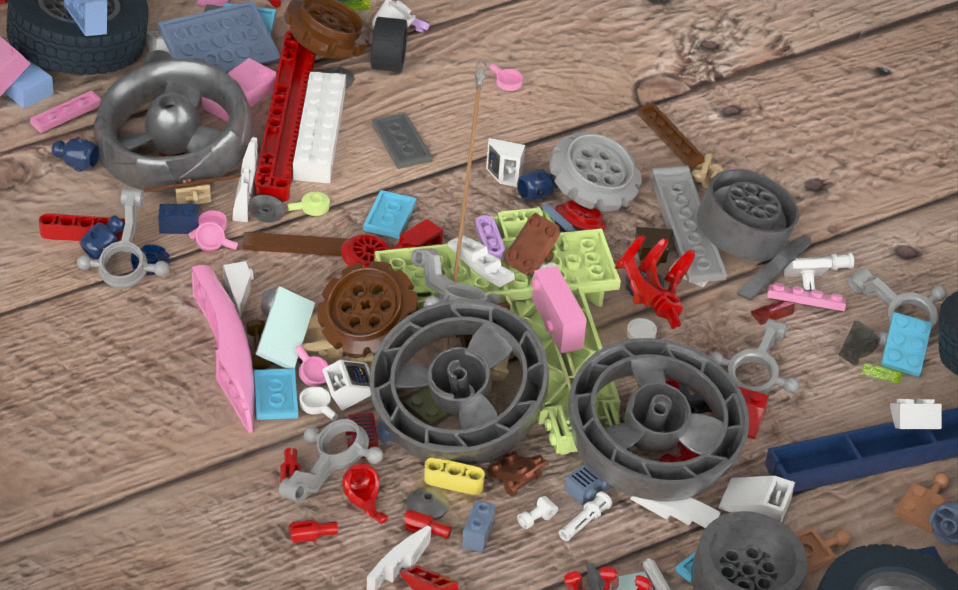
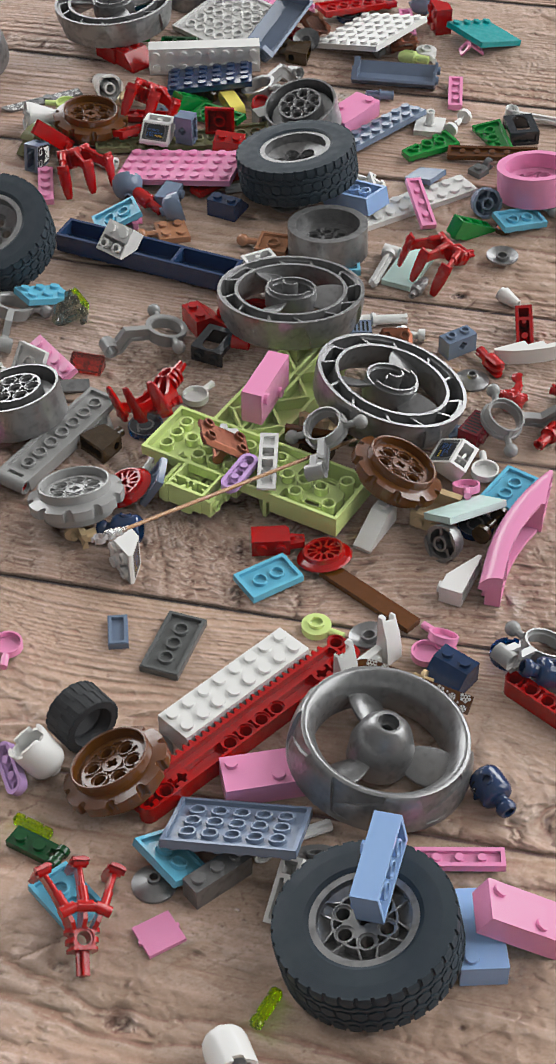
camera: 135 degrees left, 0 degrees up
(450, 129) = (118, 632): none -> sand blue tile

